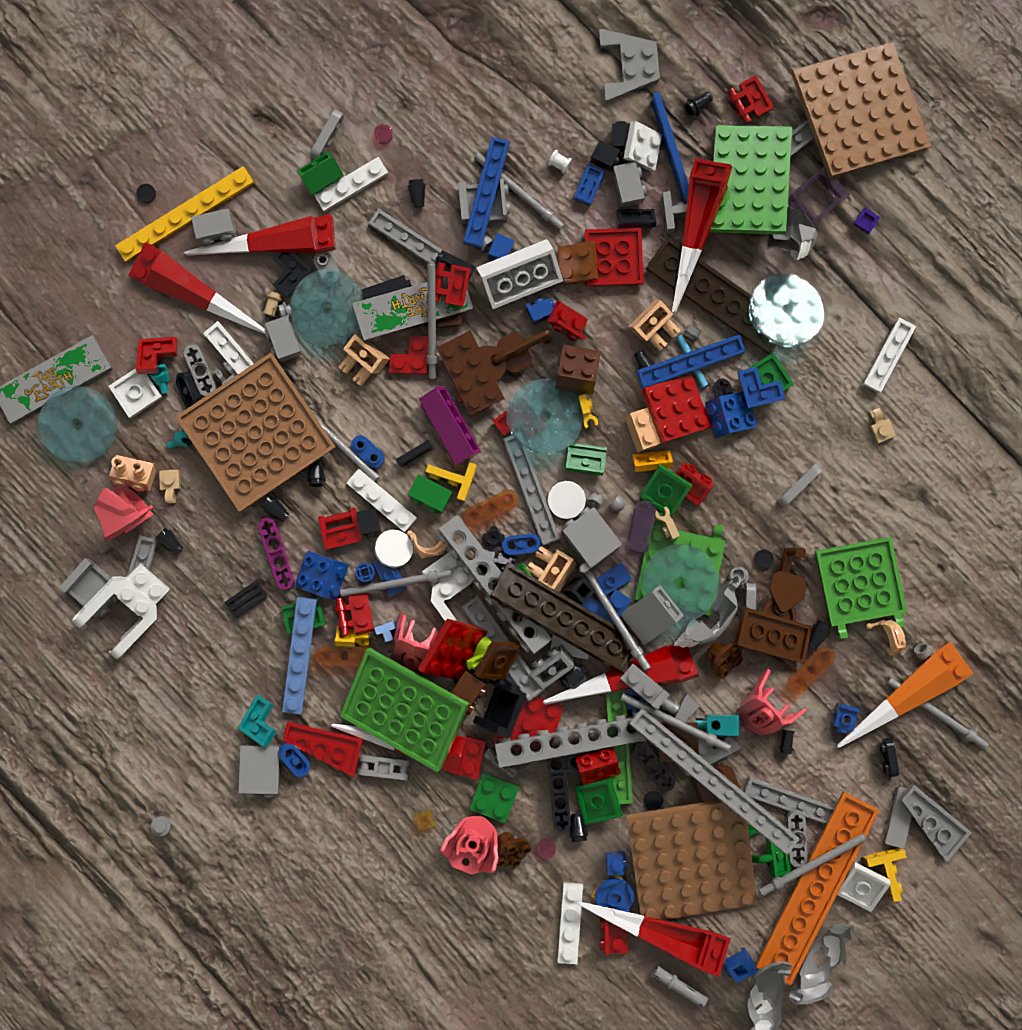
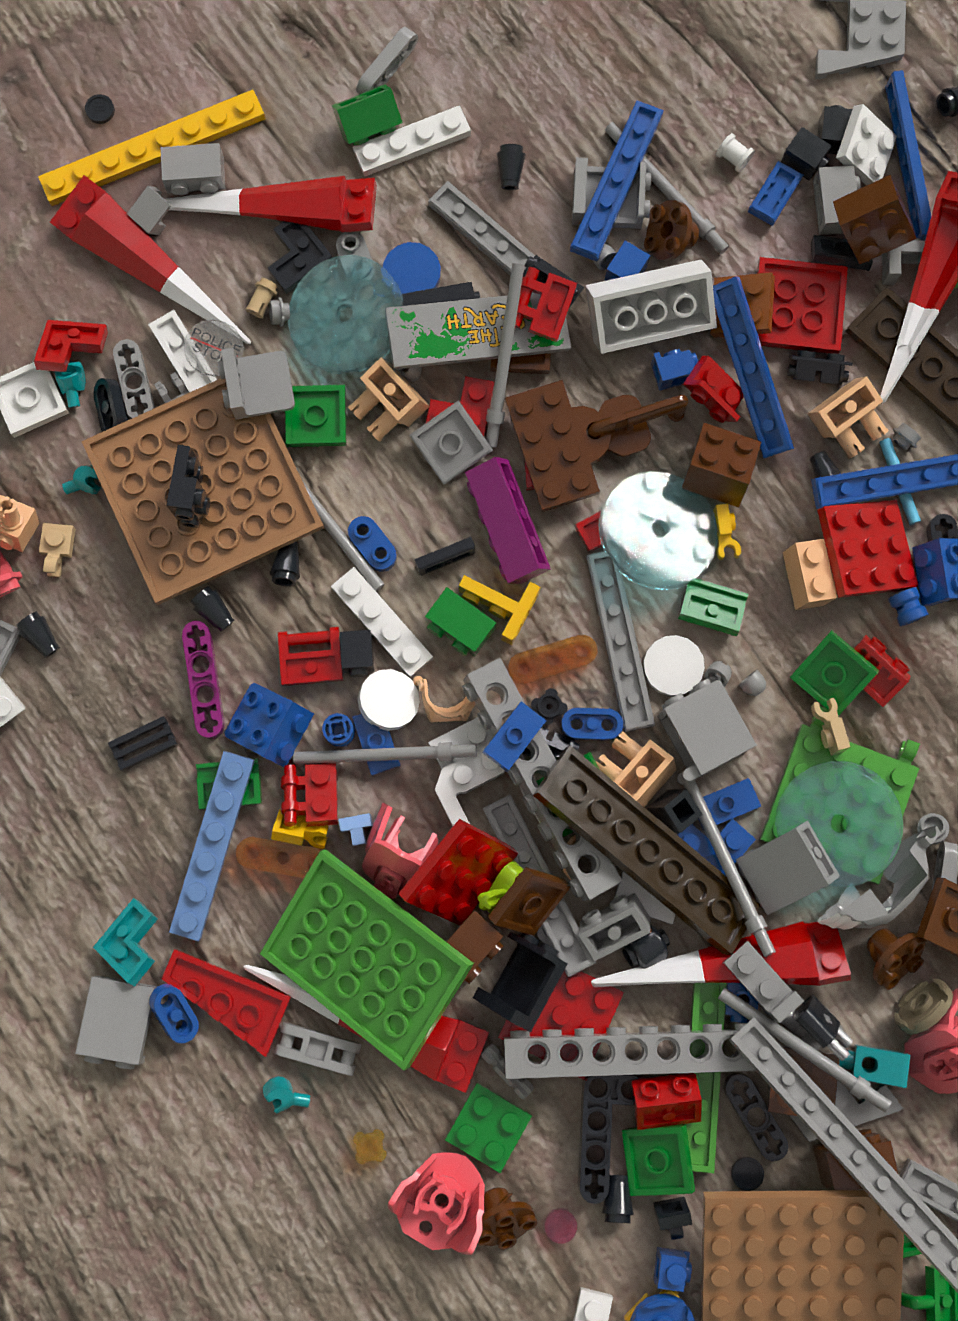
camera: 10 degrees right, 5 degrees down
(191, 259) = (150, 210): none -> light grey panel
(247, 342) = (205, 343): none -> clear piece
(248, 444) = (186, 495): none -> black plate
(279, 363) = (256, 383): none -> light grey bracket
(283, 339) = (268, 336): light grey brick -> none
(319, 375) = (317, 417): none -> green plate
(365, 270) = (413, 267): none -> blue tile
(366, 797) = (282, 1096): none -> teal piece
(383, 134) = (472, 75): clear pink tile -> none
(407, 380) = (451, 442): none -> light grey tile
(473, 562) = (514, 736): none -> blue plate
(525, 221) = (670, 230): none -> reddish brown plate
(588, 303) = (751, 367): none -> blue tile
(611, 832) = (672, 1215): none -> black tile
(639, 294) = (831, 367): none -> black hinge
(641, 527) = (788, 726): clear purple window -> none
(652, 198) = (874, 219): none -> reddish brown brick
(652, 460) = (818, 624): light orange plate -> none
(685, 706) = (823, 1026): none -> black piece
(706, 441) = (908, 606): none -> blue wheel
(744, 685) = (923, 1006): none -> dark tan plate

